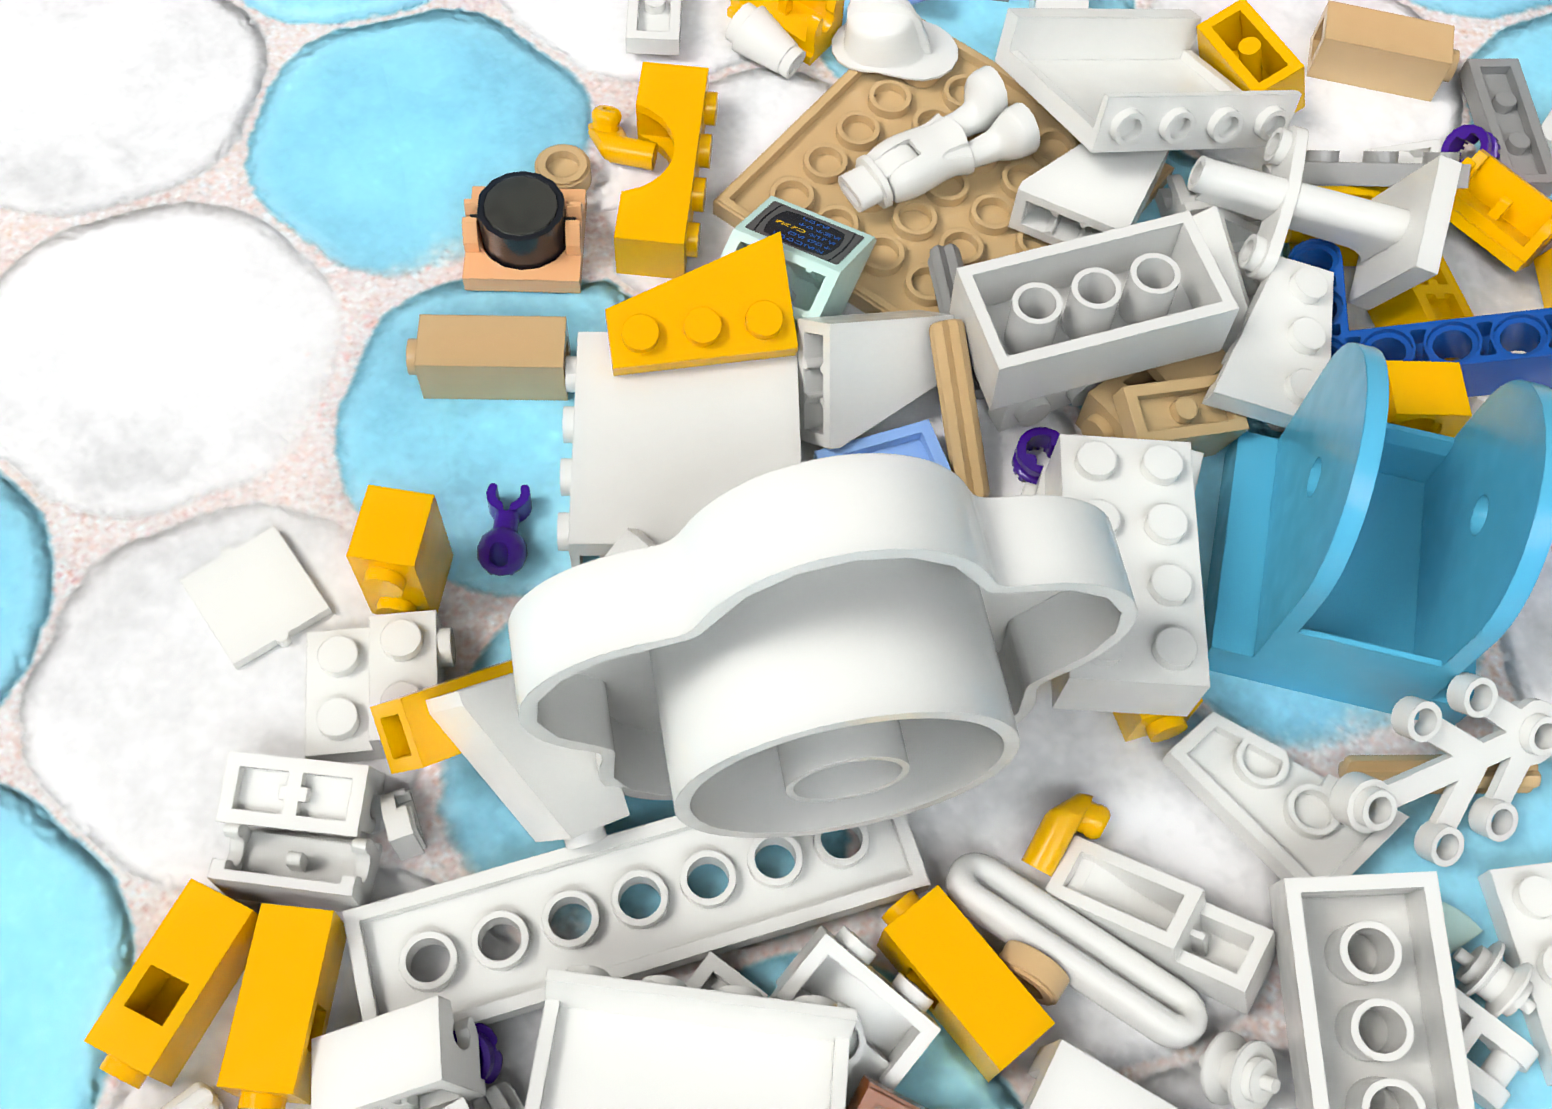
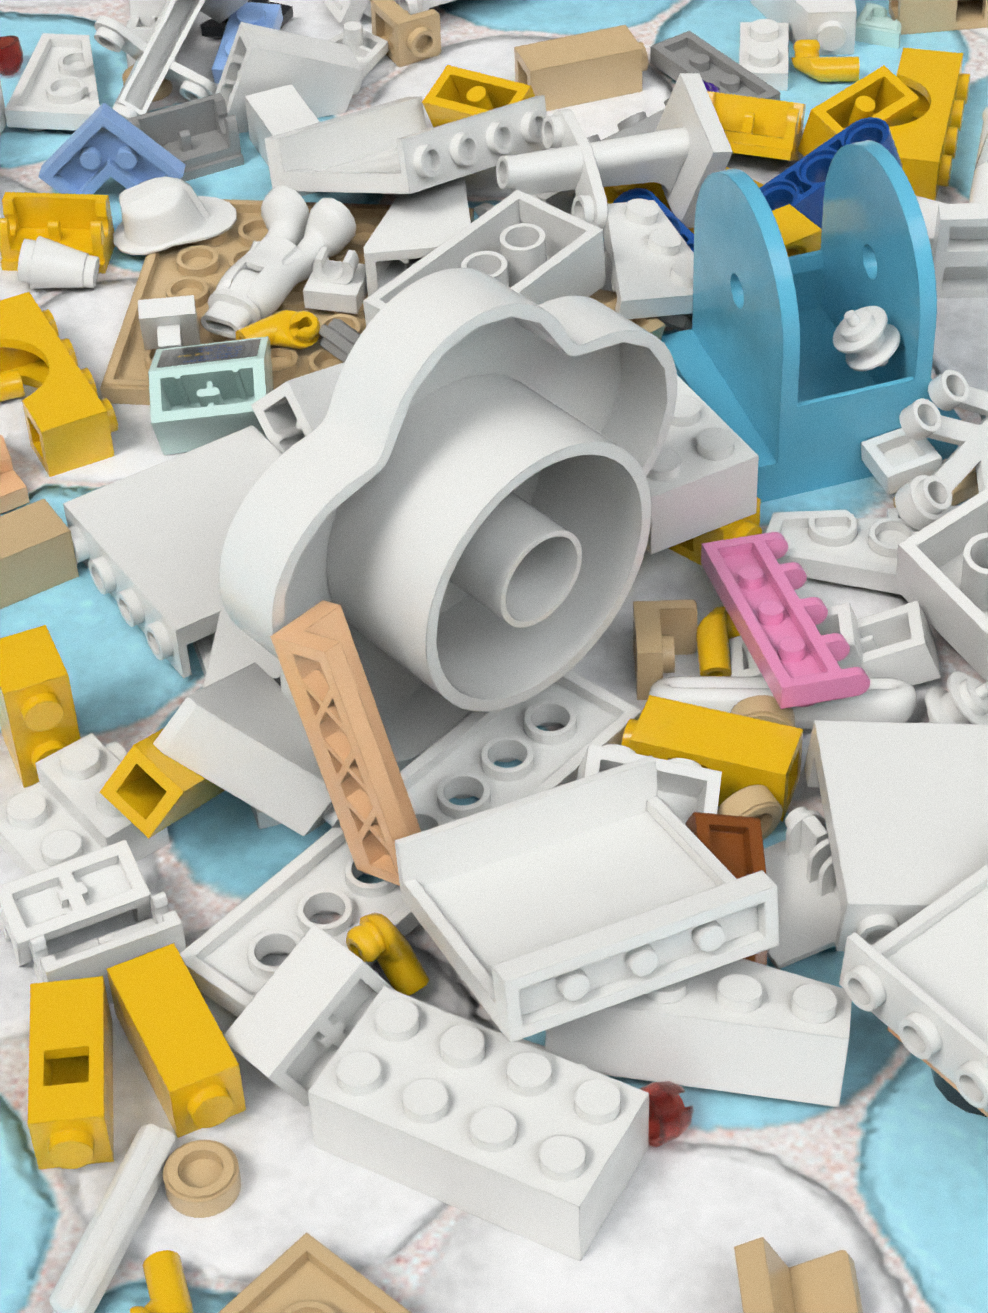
camera: 25 degrees left, 20 degrees down
(402, 823) = (183, 888): white tile -> none
(502, 548) = (106, 682): dark purple arm -> none
(511, 1027) = (381, 941): none -> yellow arm
(570, 827) = (347, 736): none -> light nougat fence
(708, 316) = (173, 435): yellow wing -> none
(801, 172) = (168, 322): none -> white tile
(901, 225) = (285, 329): none -> yellow arm
(946, 1077) = (754, 802): none -> tan tile
(984, 198) = (336, 284): none -> white tile
(1011, 789) = (659, 634): none -> tan bracket
(1115, 870) = (777, 624): none -> bright pink hinge
(1369, 724) = (898, 459): none -> white tile
(1418, 599) = (866, 338): none -> white wheel

